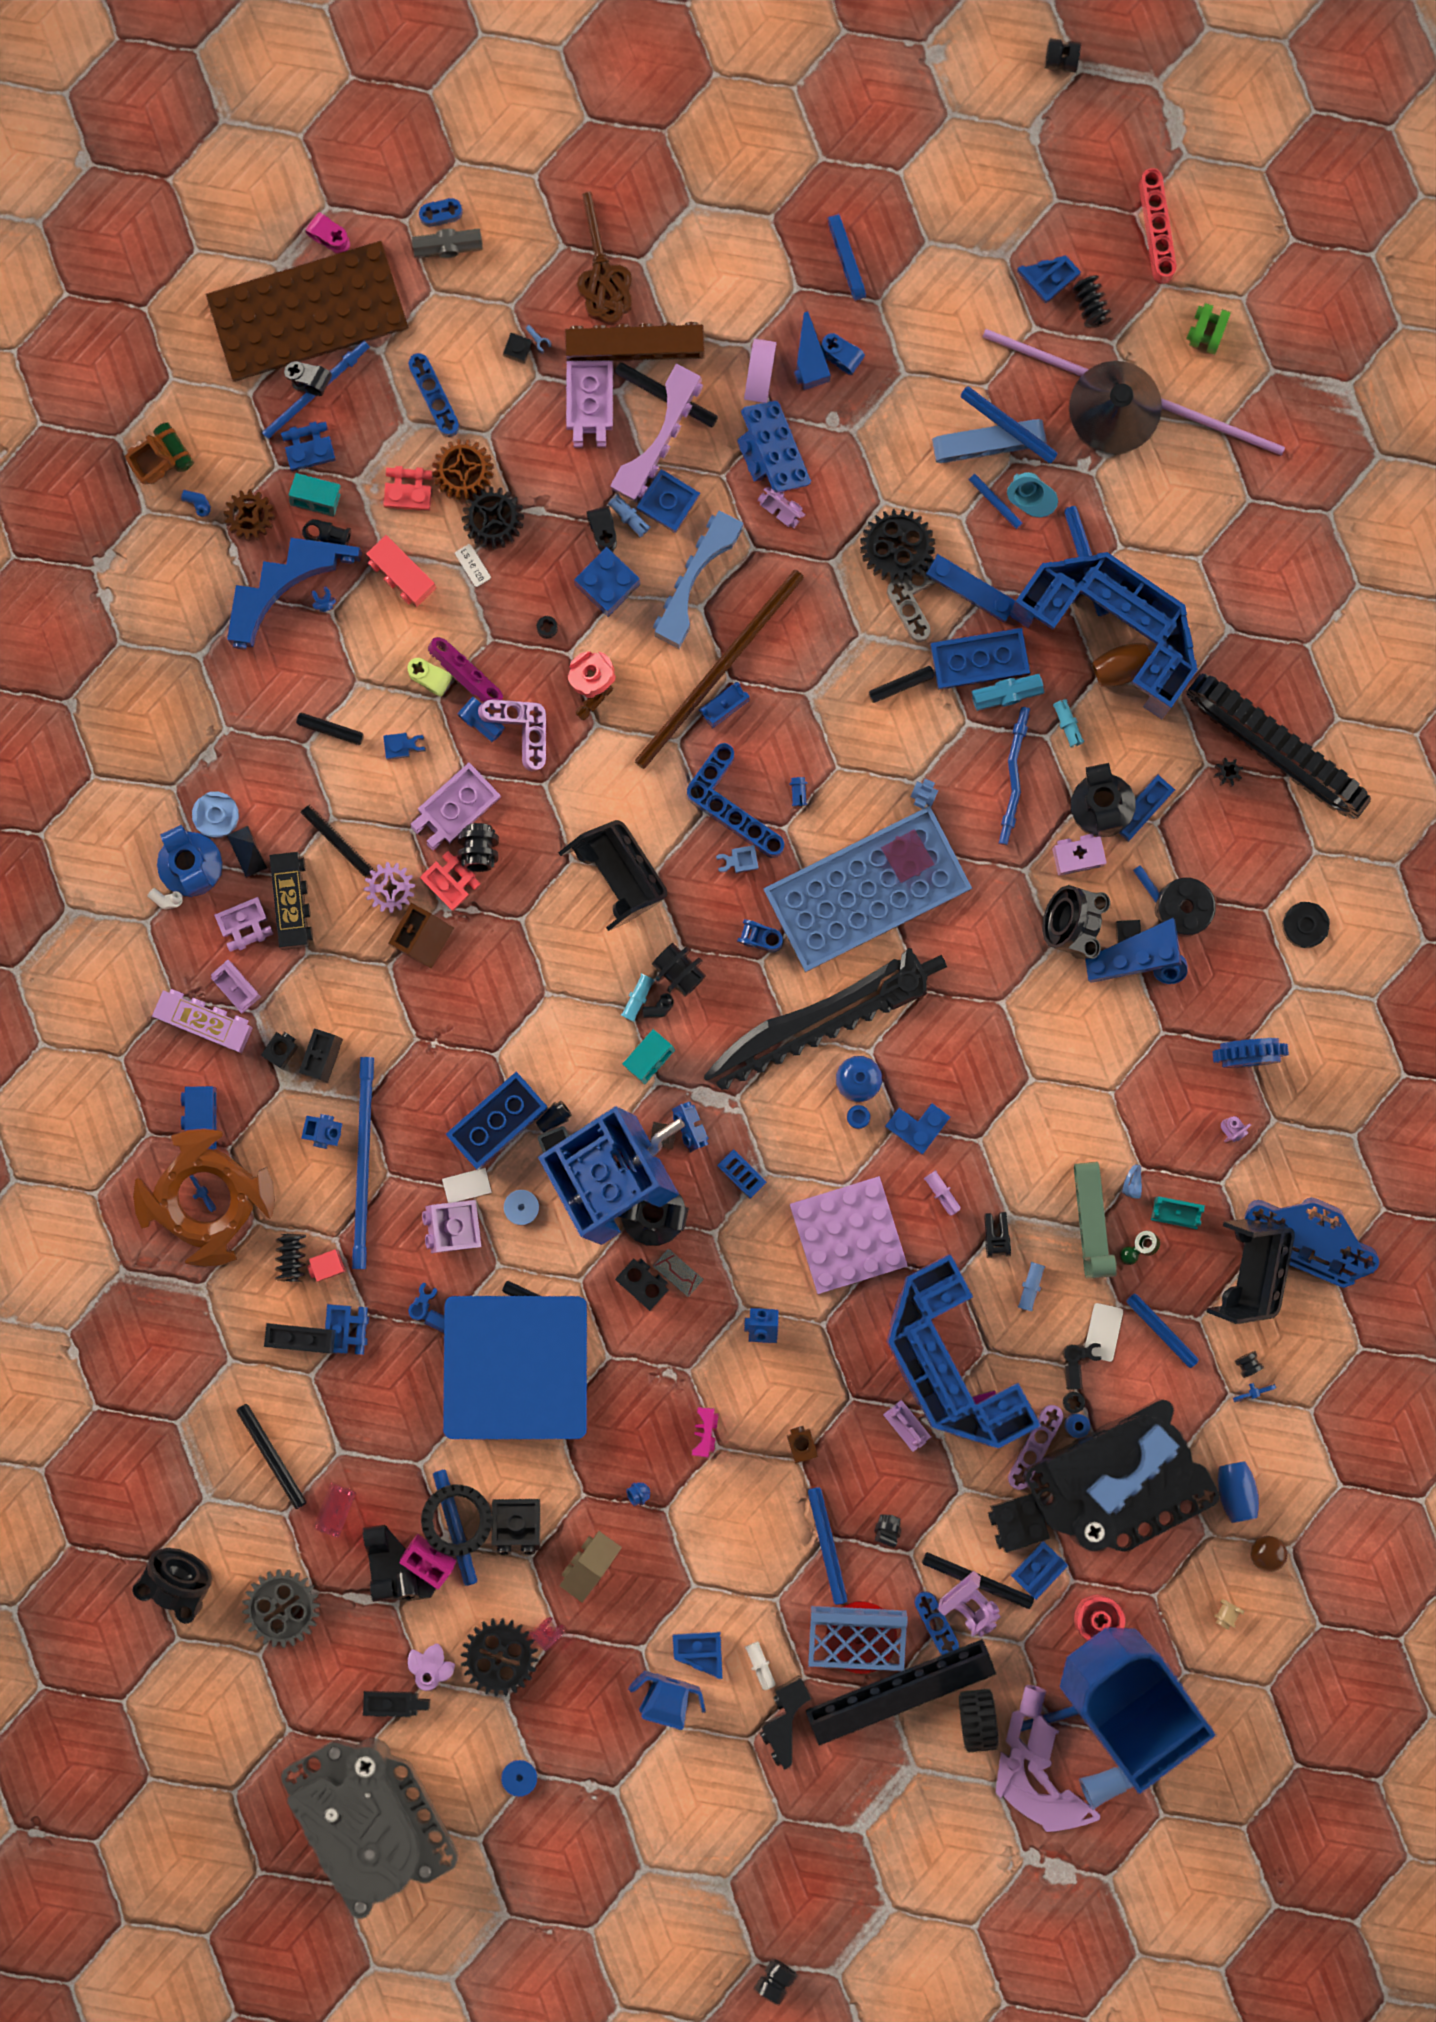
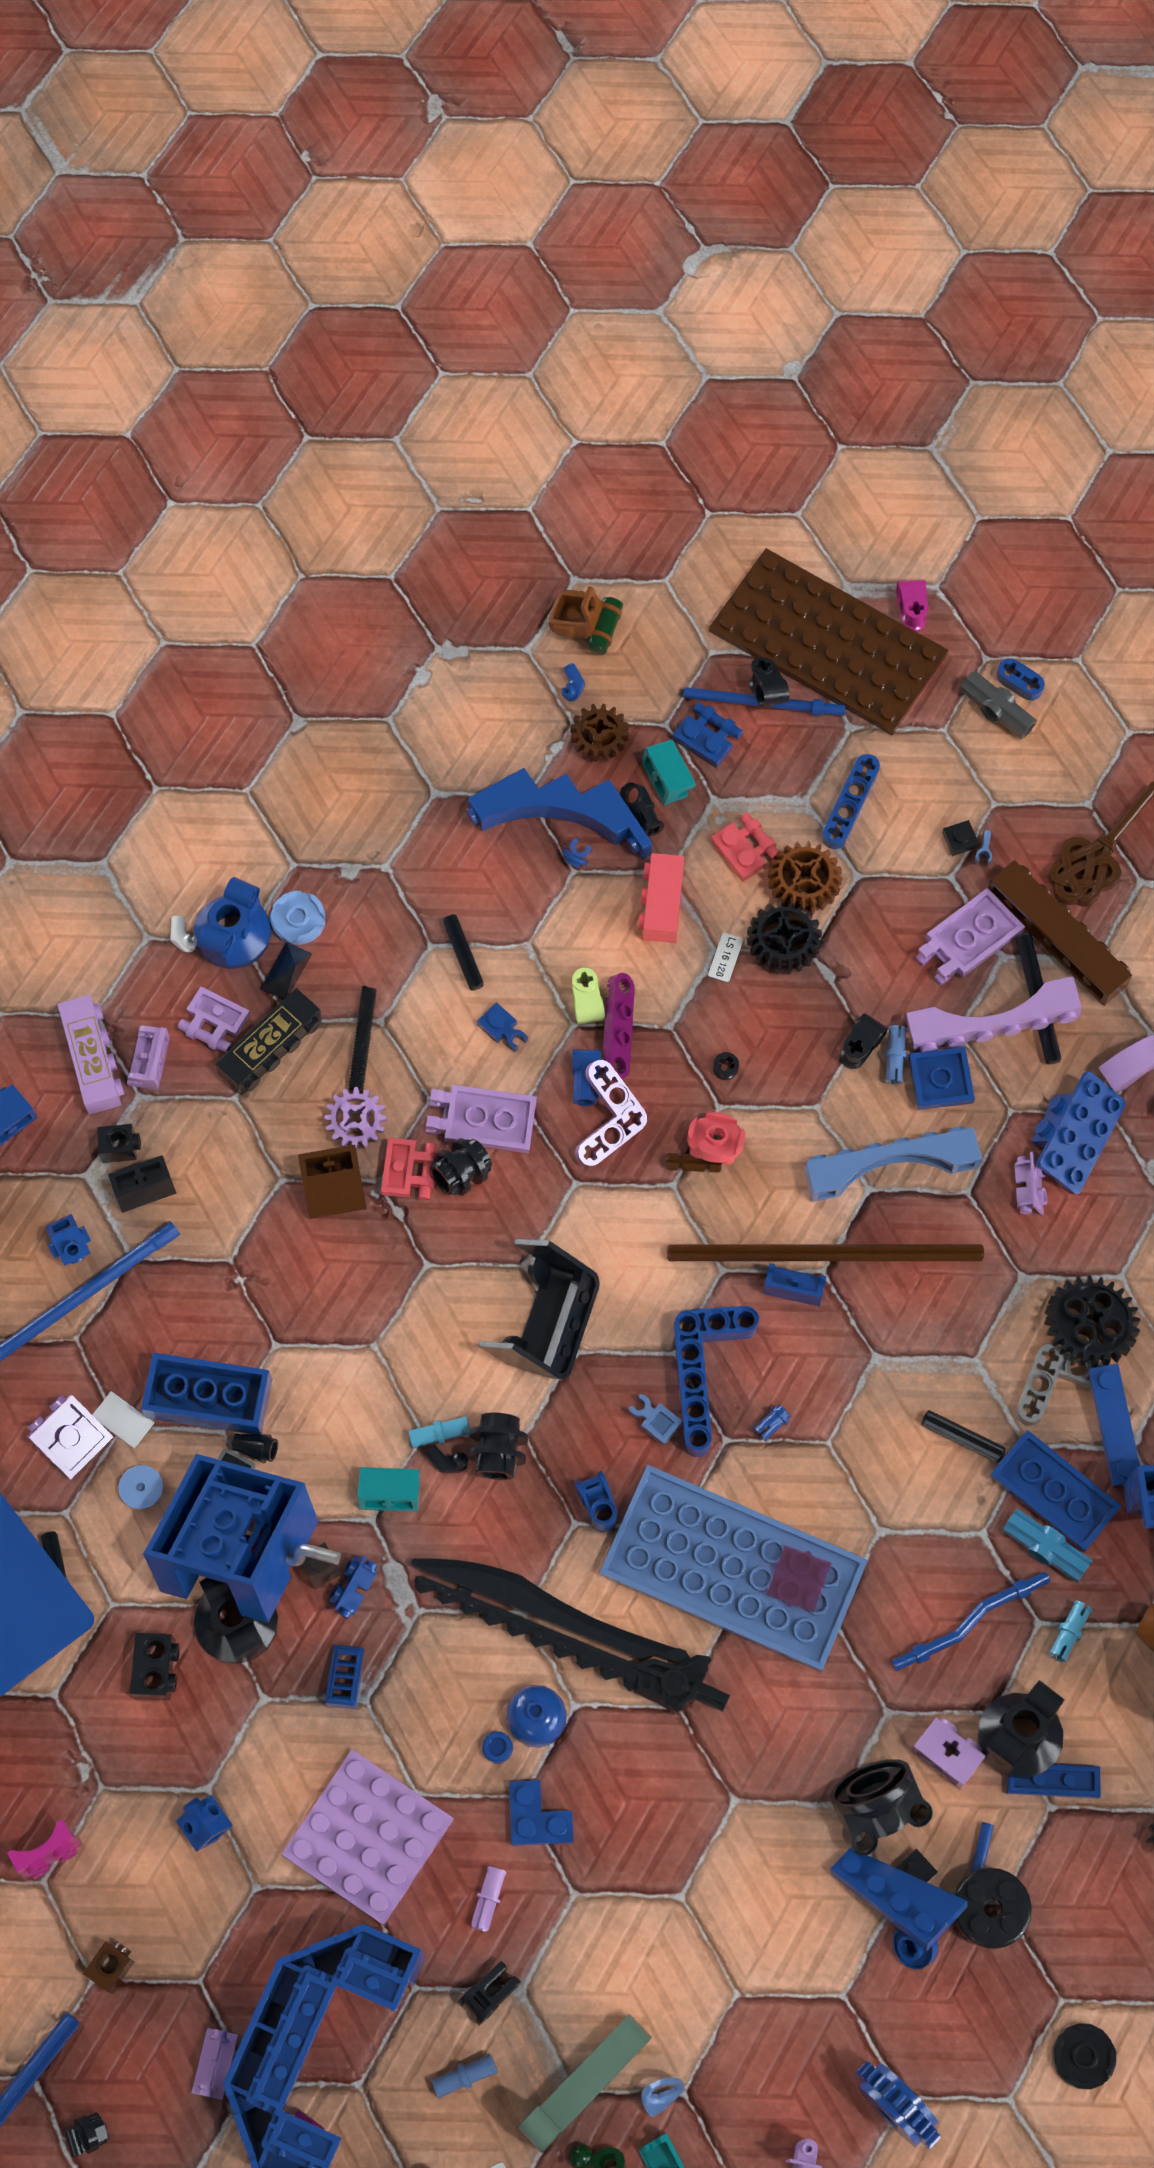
camera: 55 degrees right, 15 degrees down
(607, 582) = (815, 1083): blue brick -> none
(678, 1272) = (194, 1694): clear light blue tile -> none
(924, 793) = (875, 1544): medium blue gear -> none

